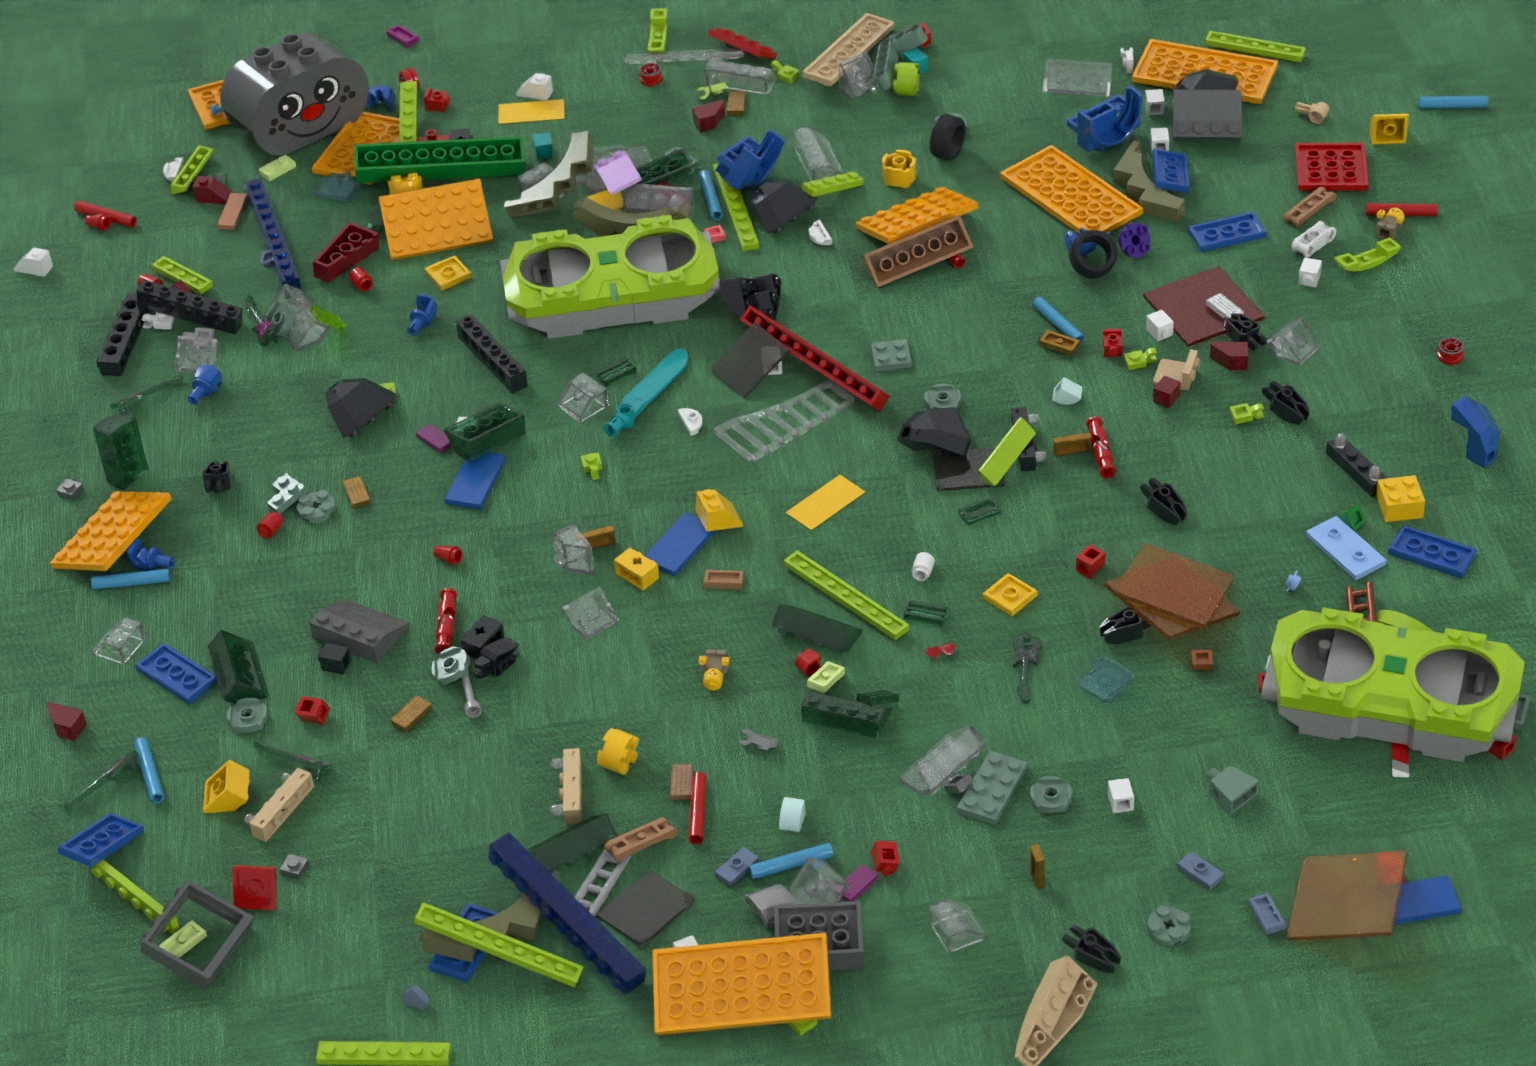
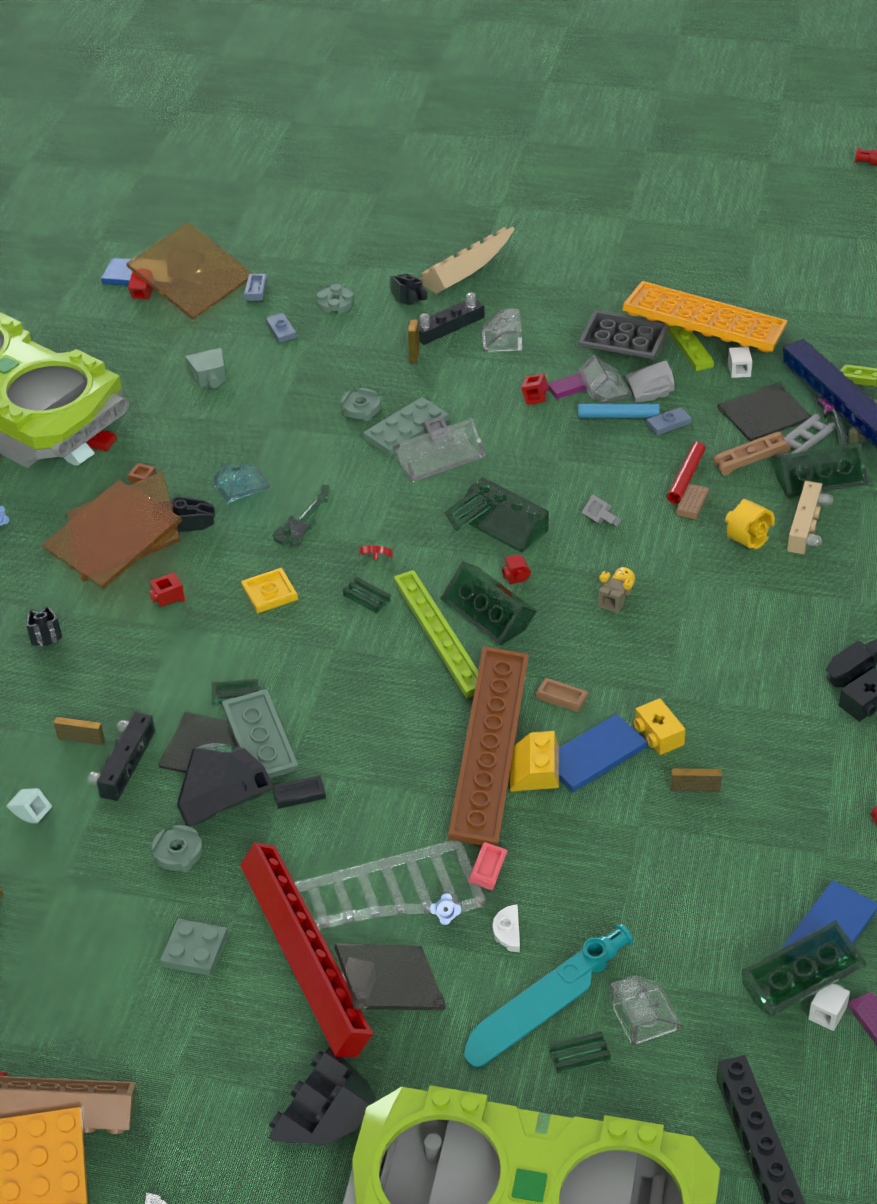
camera: 160 degrees left, 0 degrees up
(573, 551) = (732, 753): clear slope -> none
(590, 613) = (734, 690): clear slope -> none
(592, 464) = (664, 901): lime plate -> none
(721, 447) = (488, 866): none -> coral tile
(736, 412) = (445, 916): none -> light blue plate
(758, 517) = (488, 747): none -> dark orange plate
(792, 814) = (599, 444): light aqua brick -> none
(825, 502) = (397, 760): yellow piece -> none
(825, 677) = (510, 545): yellowish green plate -> none
(883, 459) = (299, 791): none -> black tile
(922, 566) = (340, 636): white brick -> none
(933, 472) = (260, 732): none -> sand green plate
(1006, 452) = (164, 723): lime slope -> none
(1024, 926) = (450, 319): none -> black piece
(1101, 447) = (44, 729): red piece -> none
(1120, 795) = (303, 385): white brick -> none

